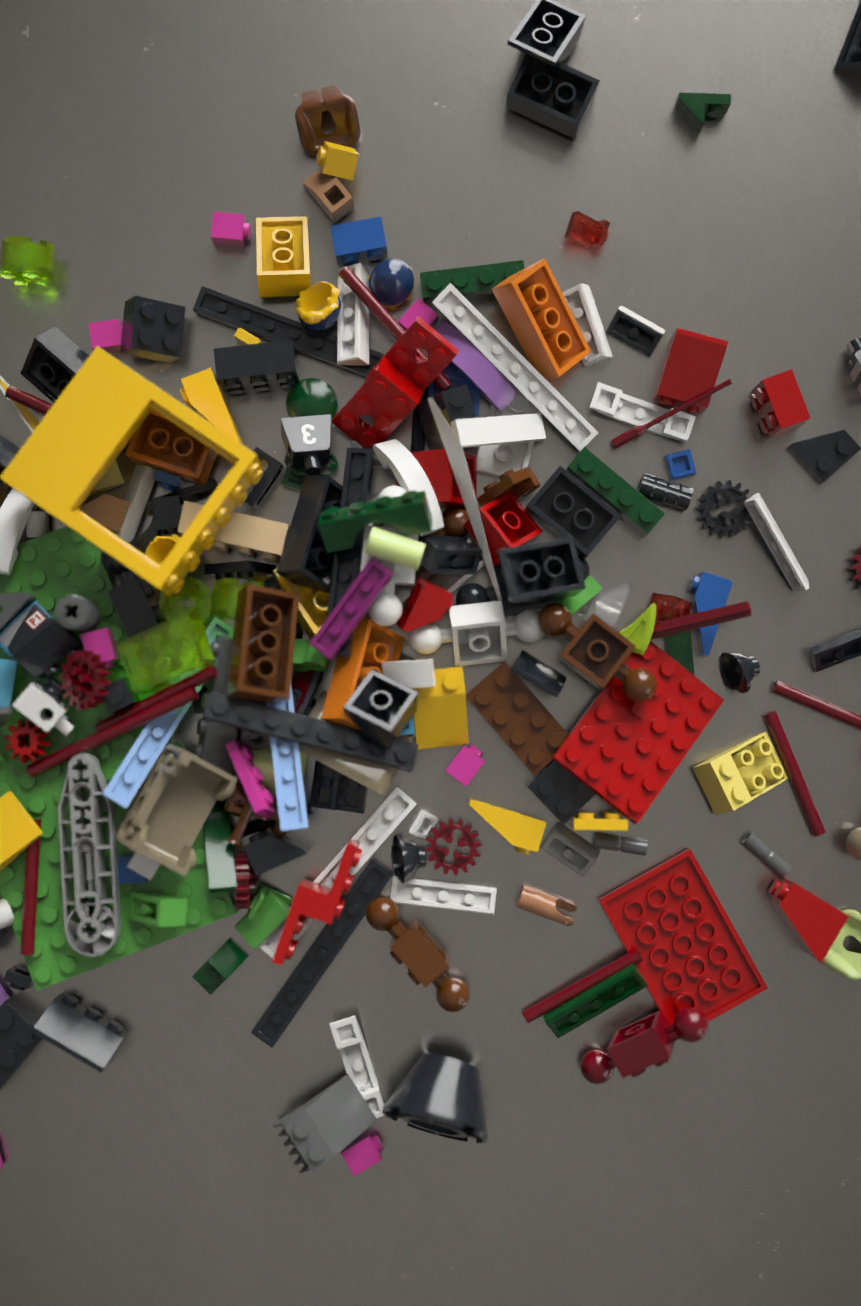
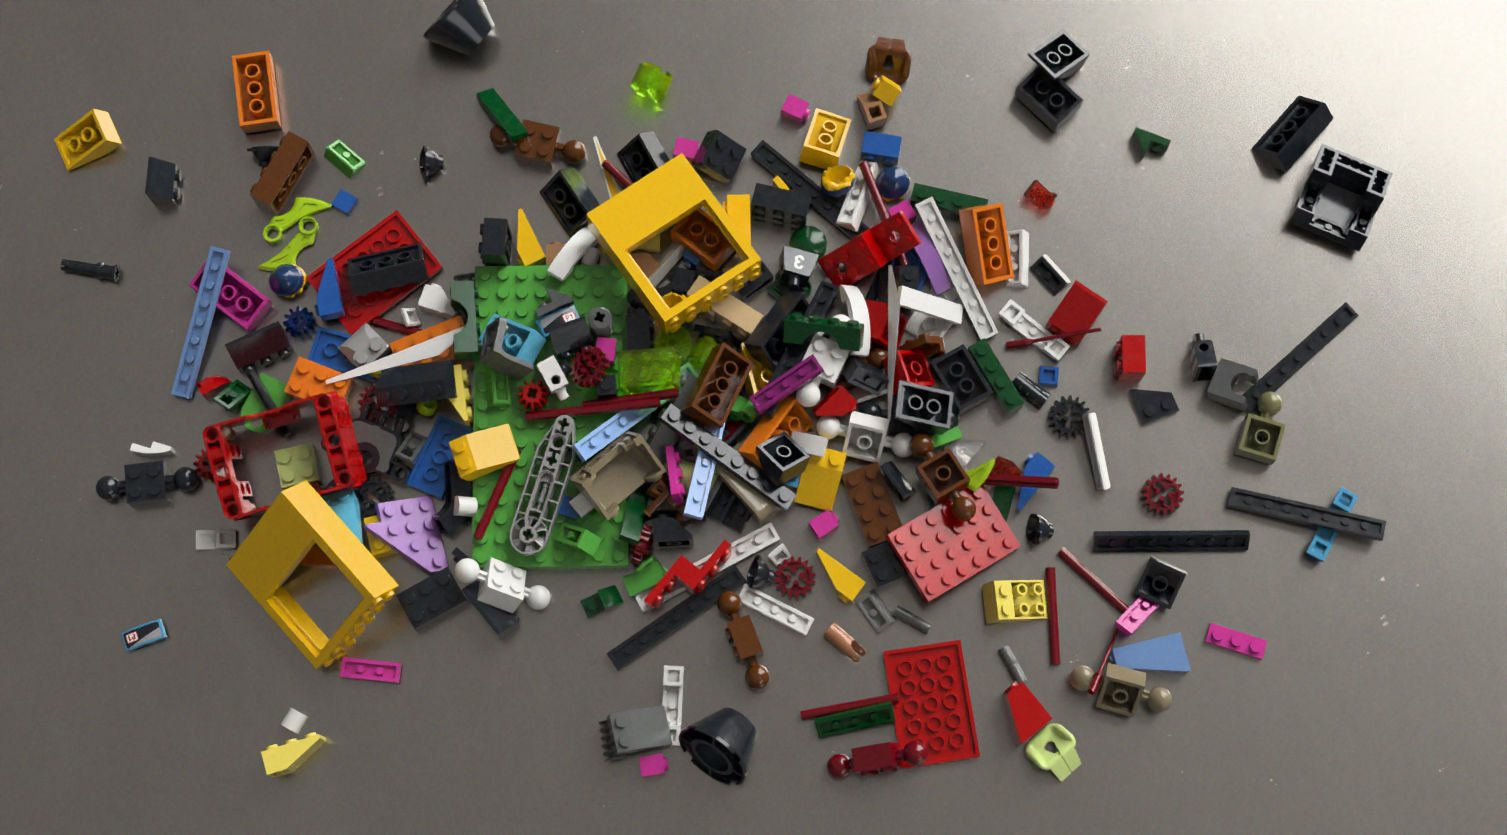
camera: 20 degrees right, 10 degrees down
(82, 1001) = (502, 585): none -> white brick
(395, 548) = (830, 354): yellowish green pin -> none
(608, 821) = (896, 593): yellow plate -> none

